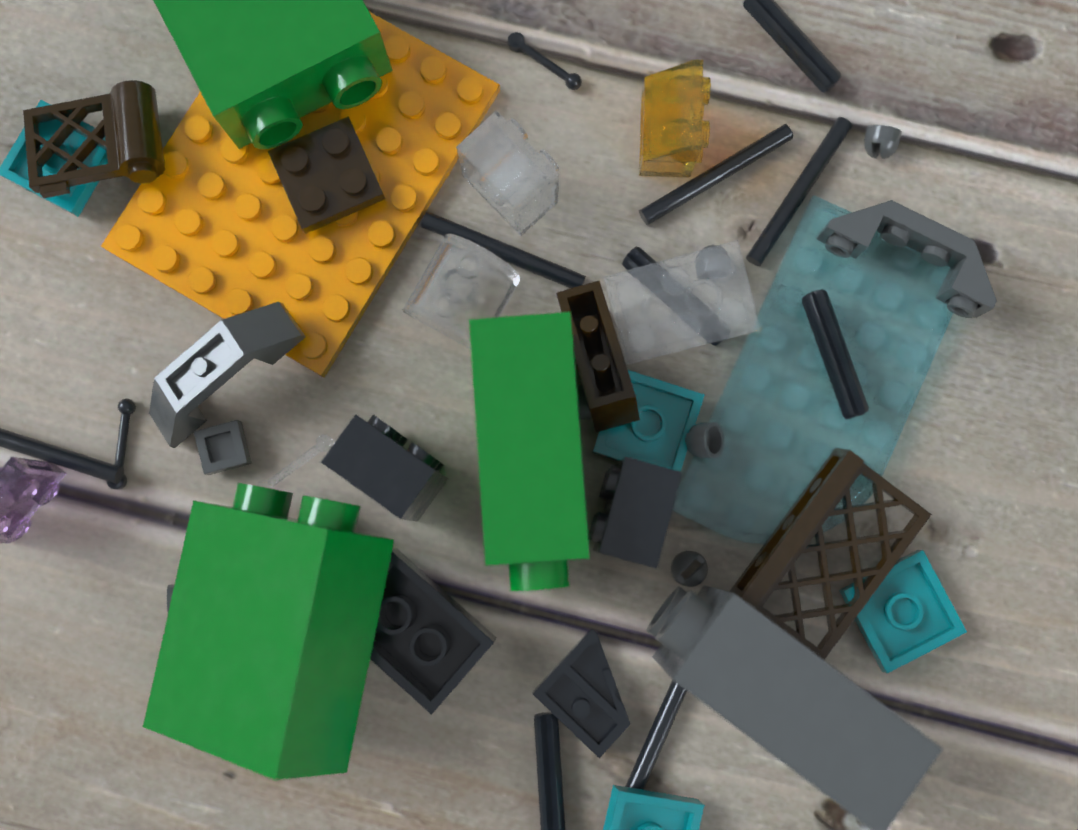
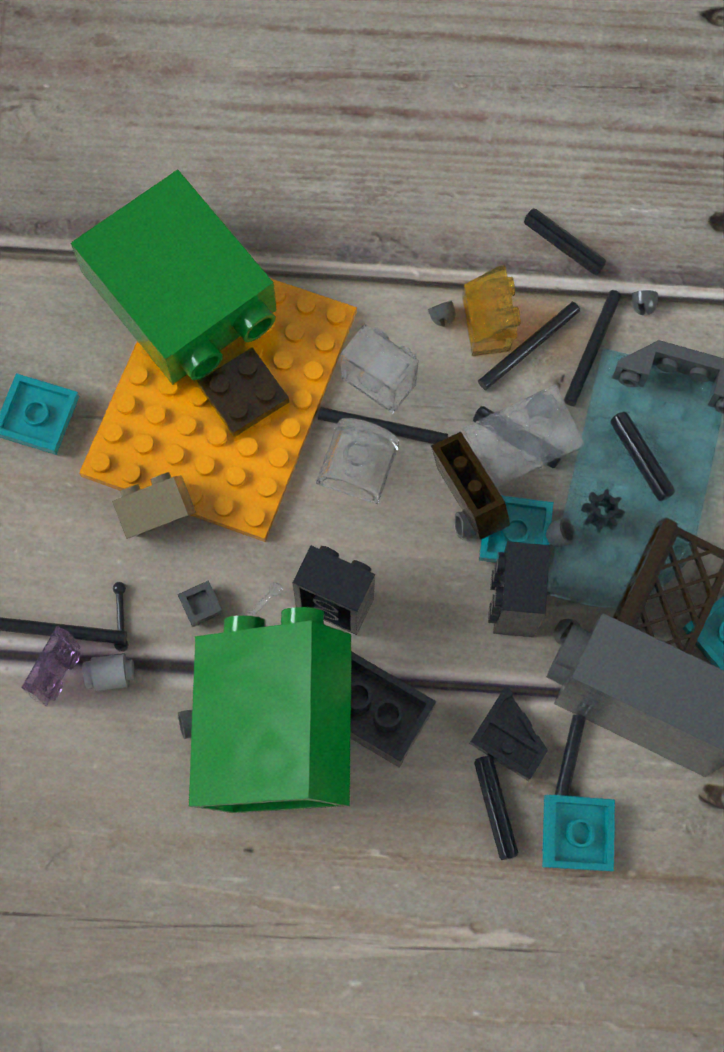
camera: 15 degrees left, 10 degrees down
(88, 517) = (108, 672): none -> light grey brick
(130, 134) = (93, 391): dark brown piece -> none
(179, 310) = (153, 506): none -> dark tan piece
(213, 360) = (185, 541): dark grey slope -> none
(517, 43) = (363, 276): black hinge -> none
(529, 447) = (438, 553): green brick -> none
(610, 112) = (441, 311): none -> dark grey hinge
(778, 416) = (594, 513): none -> black gear

